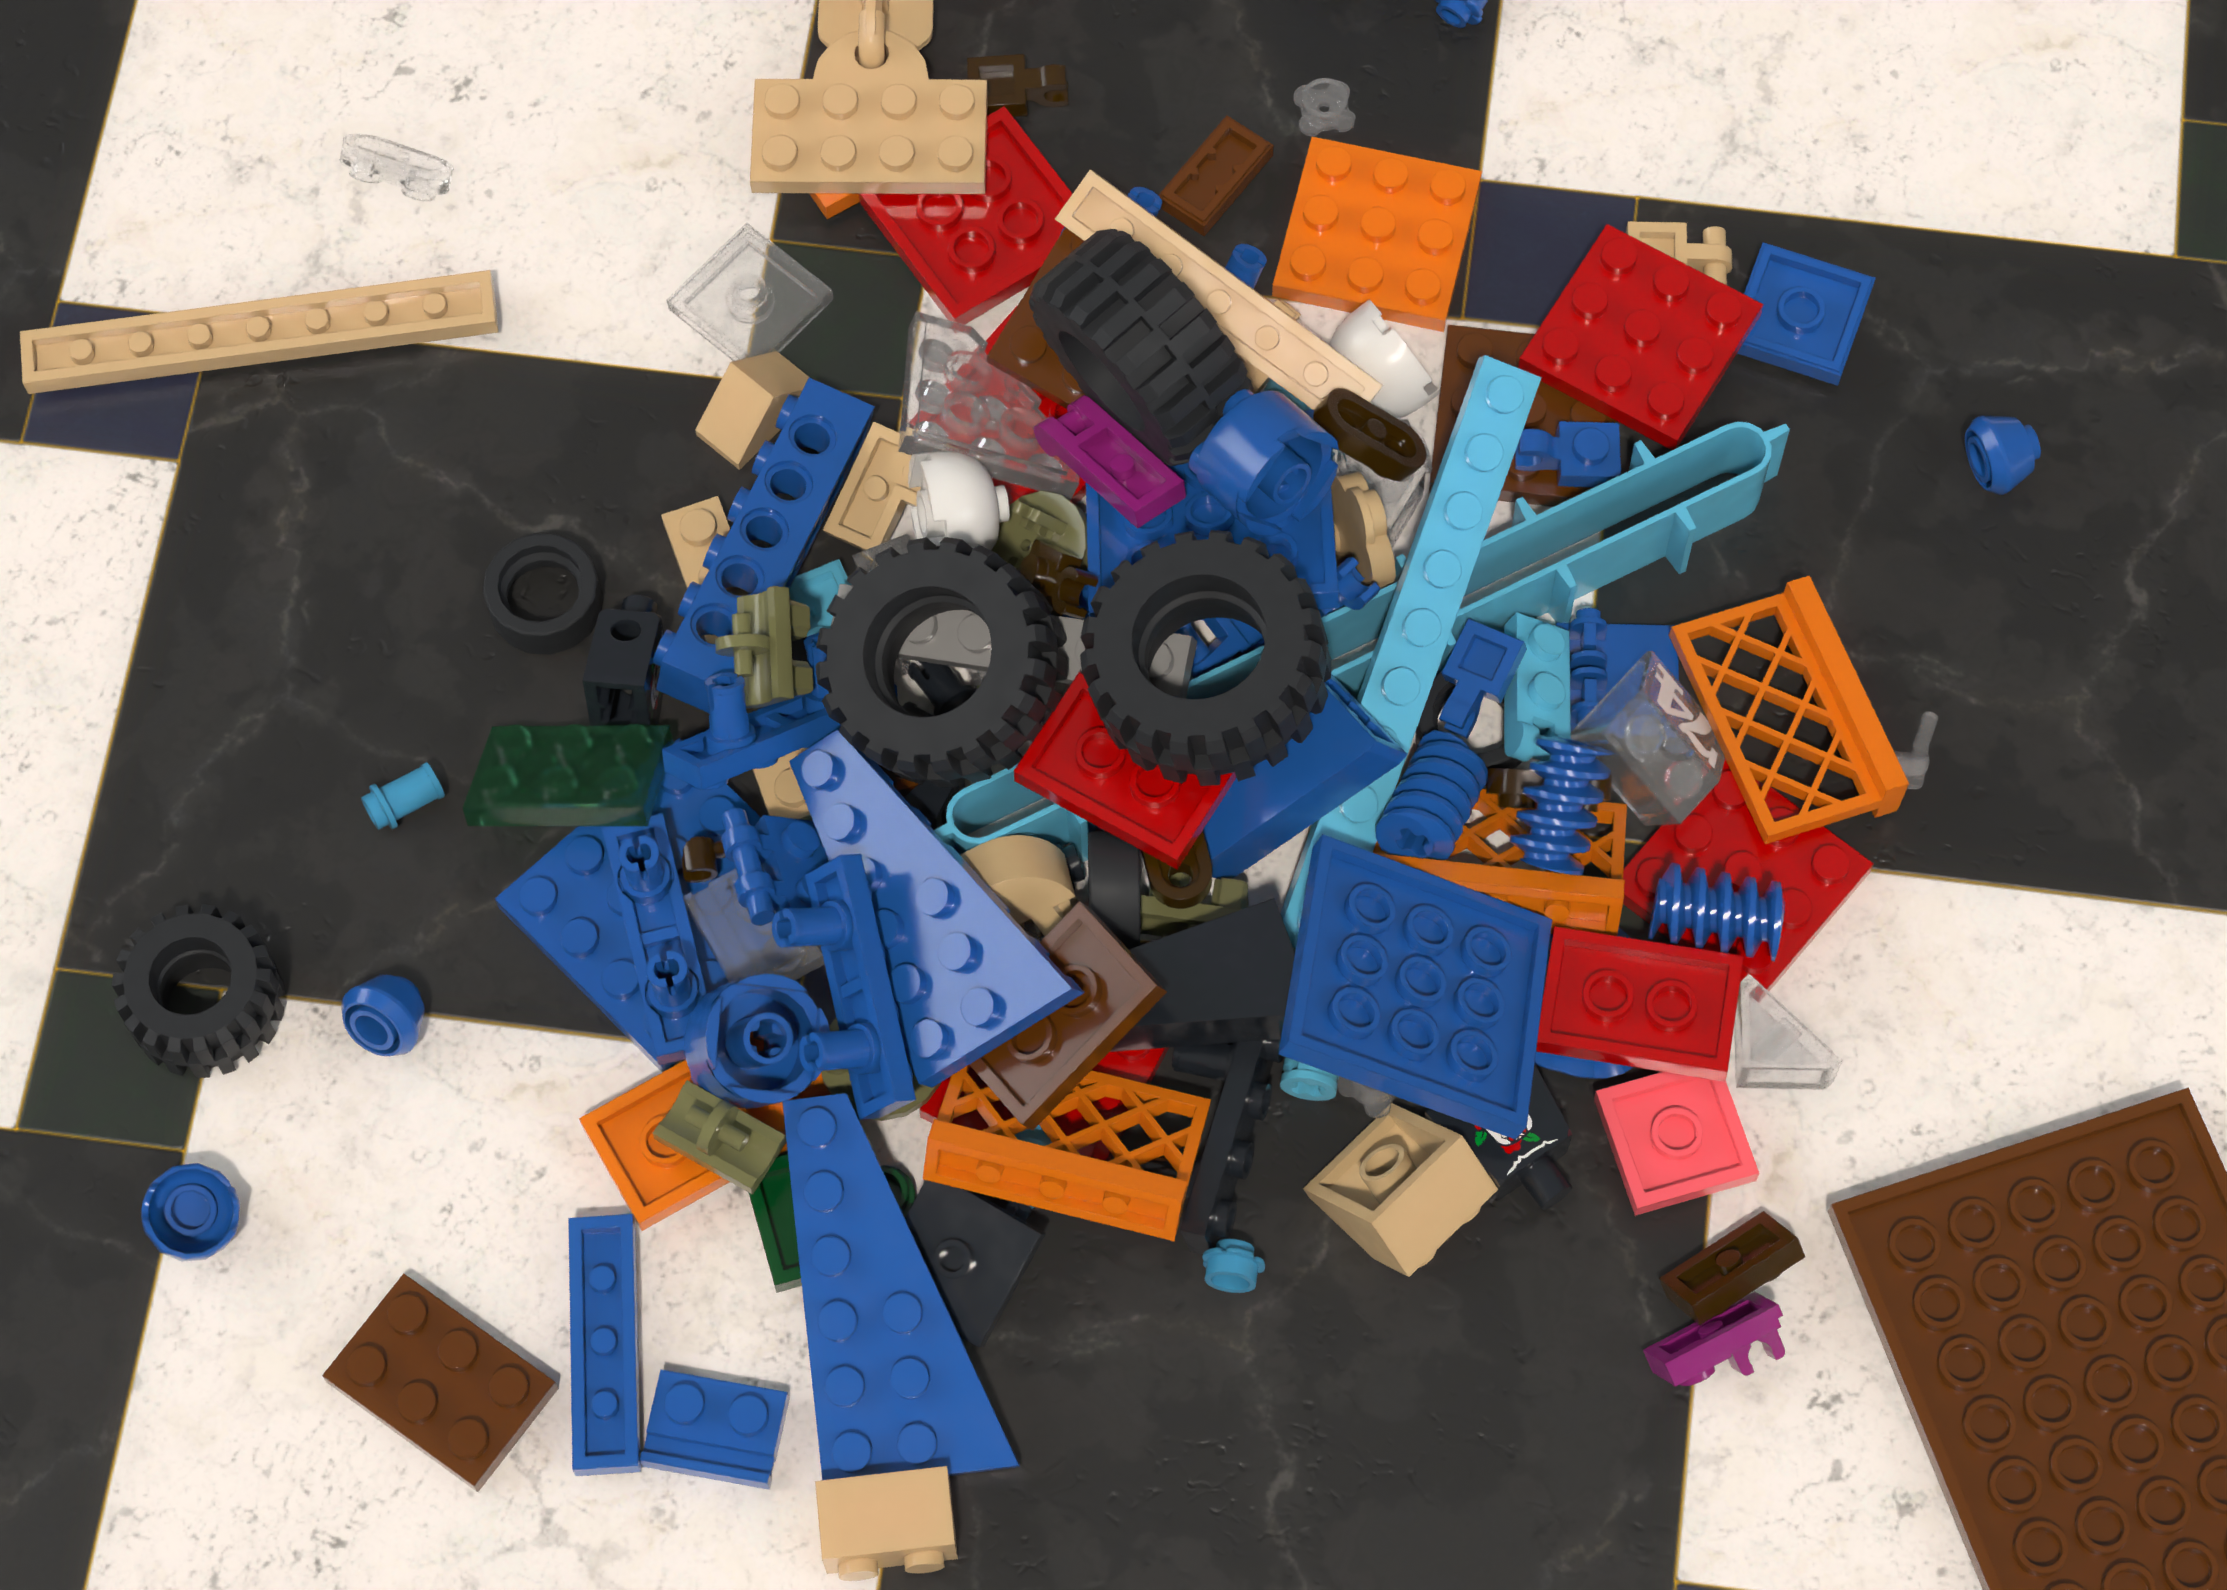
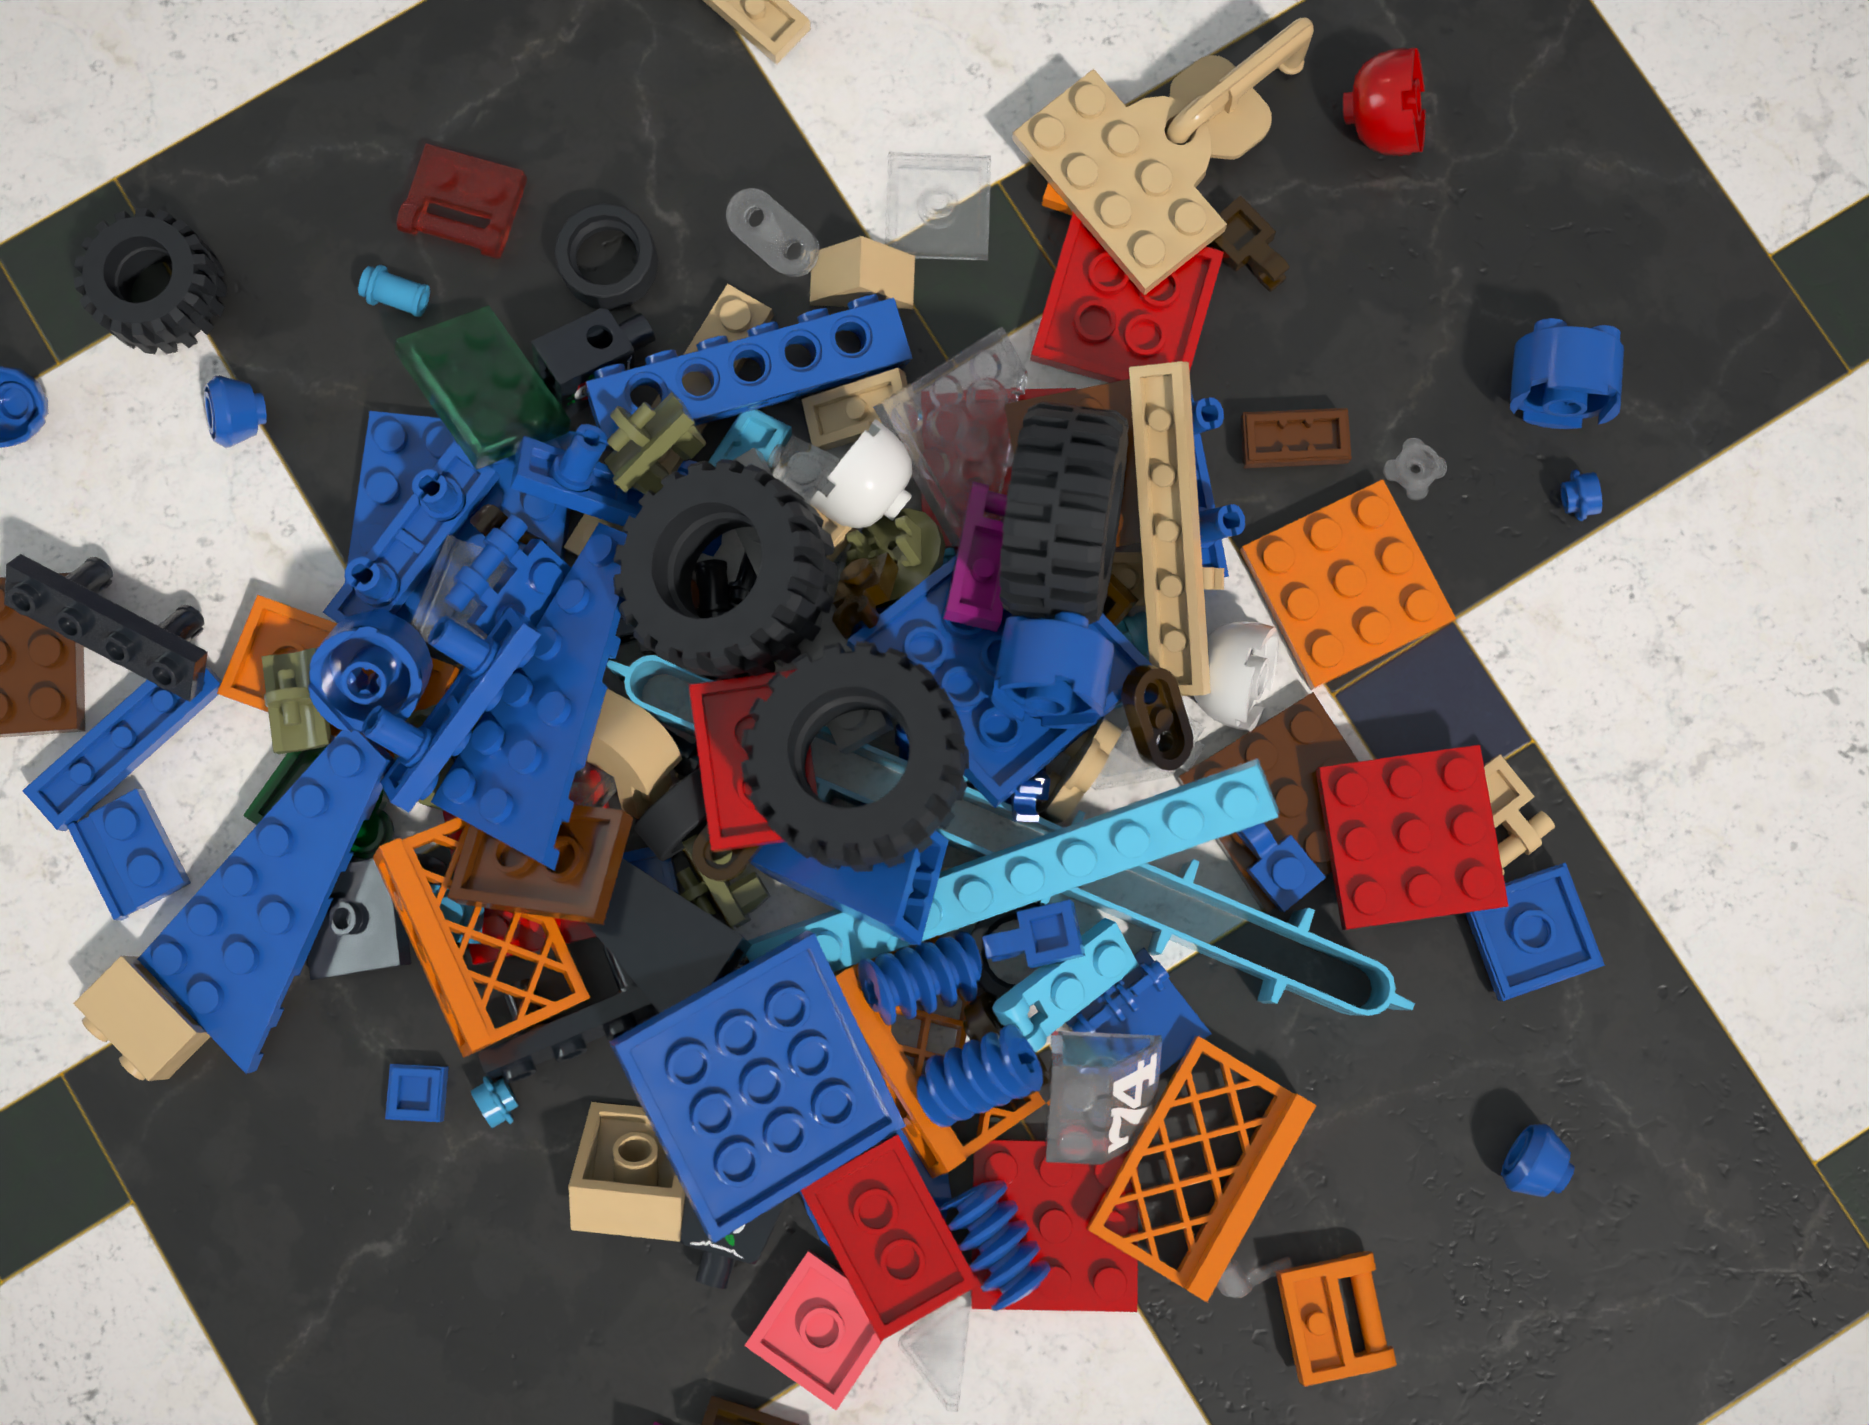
camera: 50 degrees right, 15 degrees up
(365, 665) = (465, 186): none -> clear red plate
(493, 1262) = (82, 615): none -> black plate
(651, 441) = (774, 234): none -> clear plate
(1164, 1335) = (416, 1092): none -> blue tile
(2002, 723) = (1319, 1322): none -> orange plate

